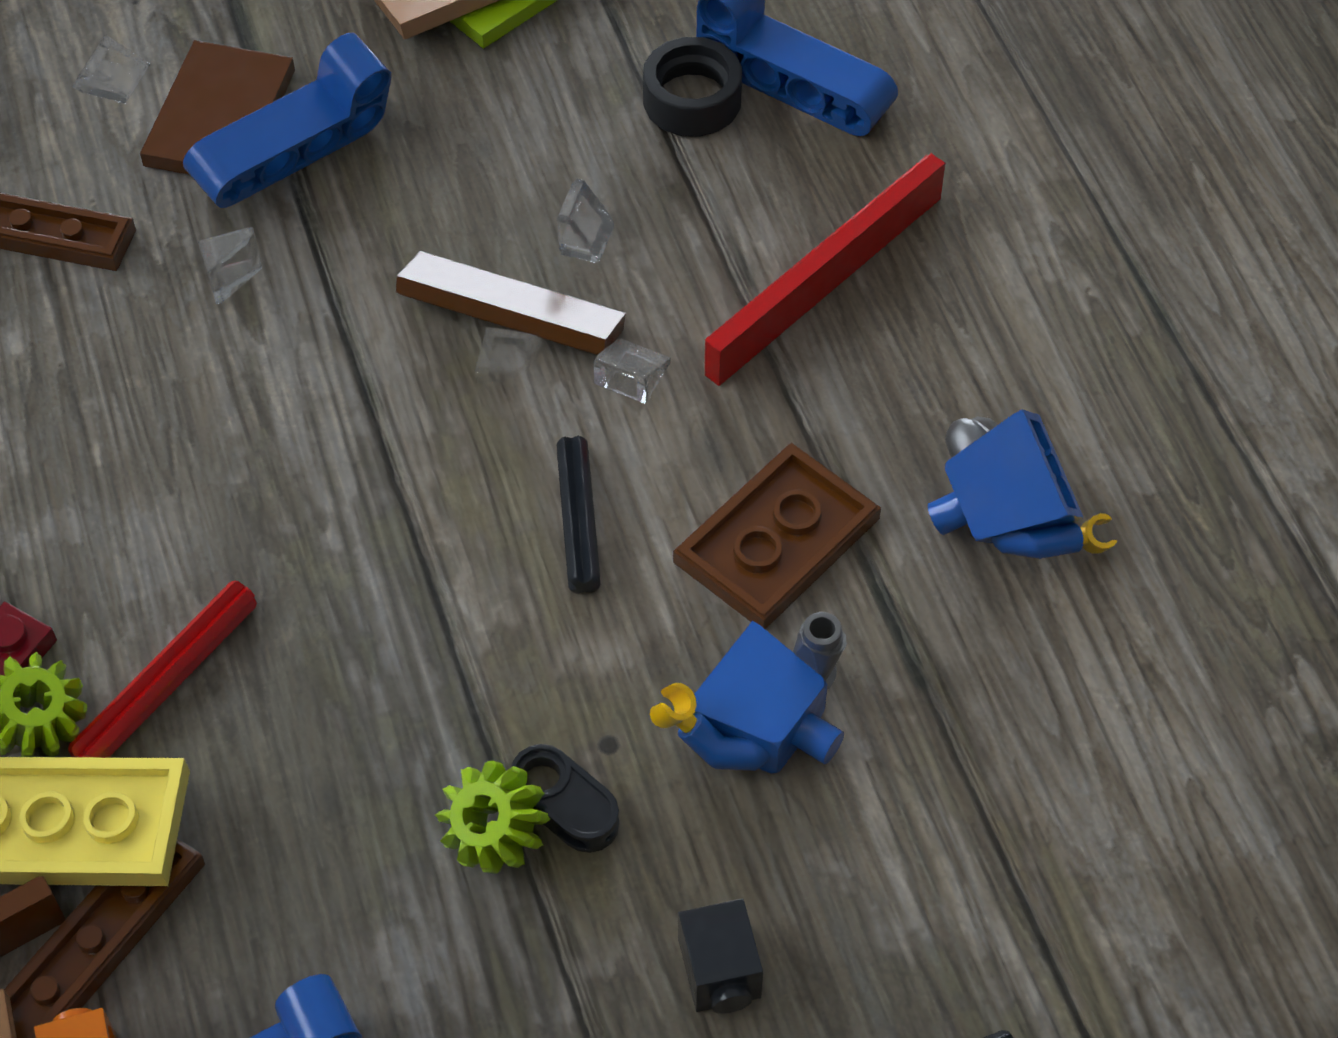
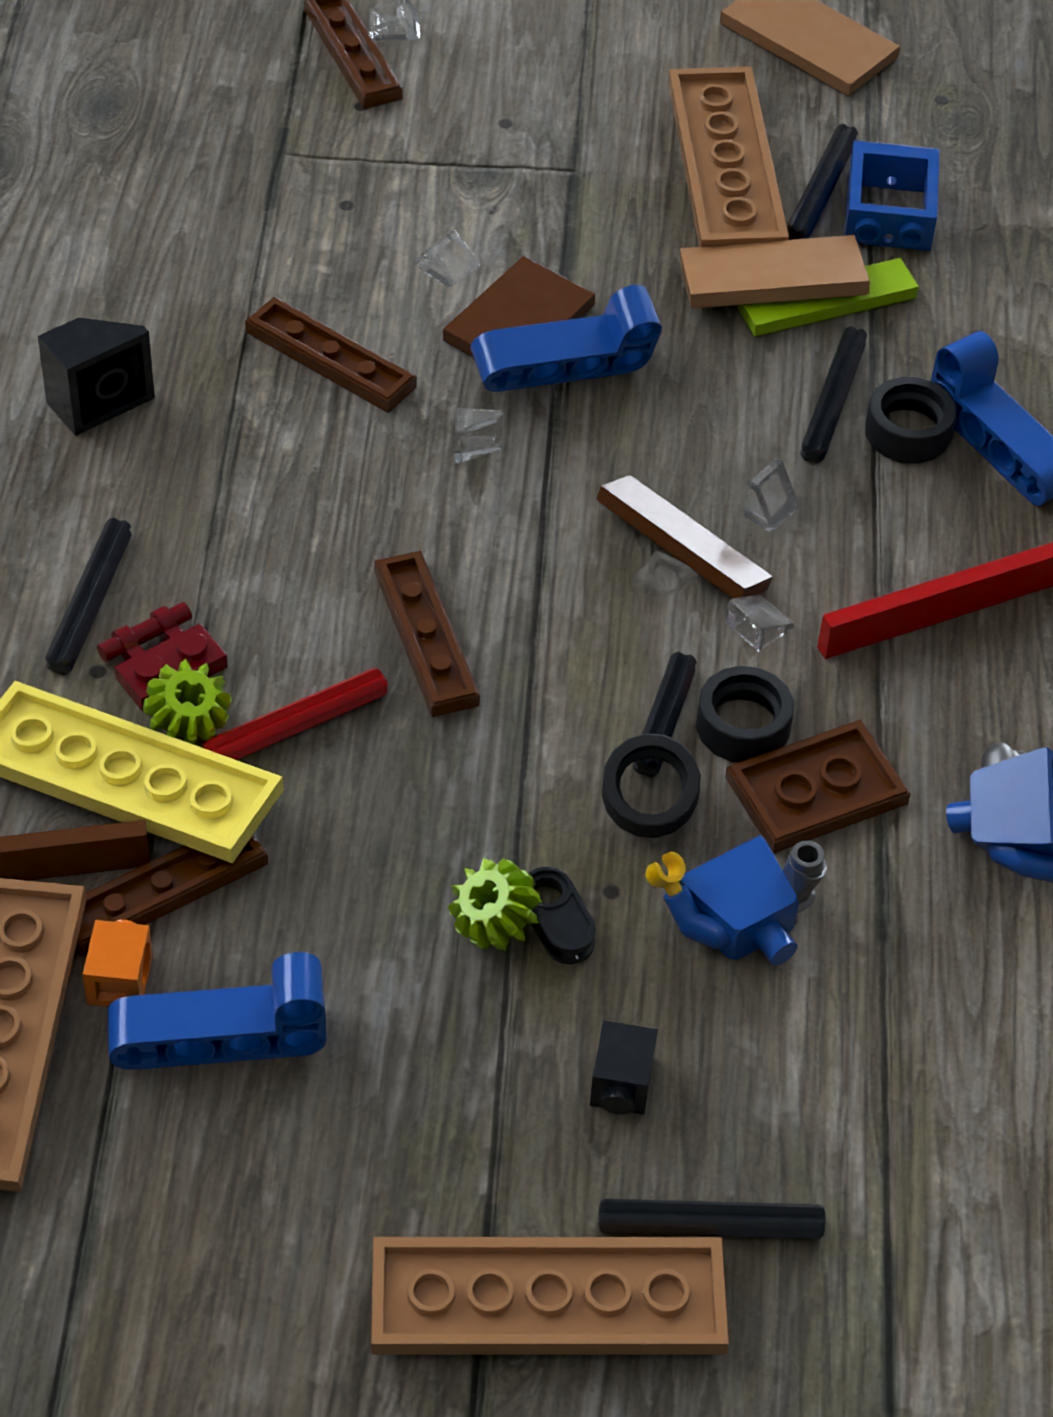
camera: 20 degrees right, 5 degrees down
(272, 517) = (426, 634): none -> reddish brown tile
(598, 86) = (833, 394): none -> black axle
(611, 560) = (657, 747): none -> black tyre
(658, 446) = (744, 684): none -> black tyre

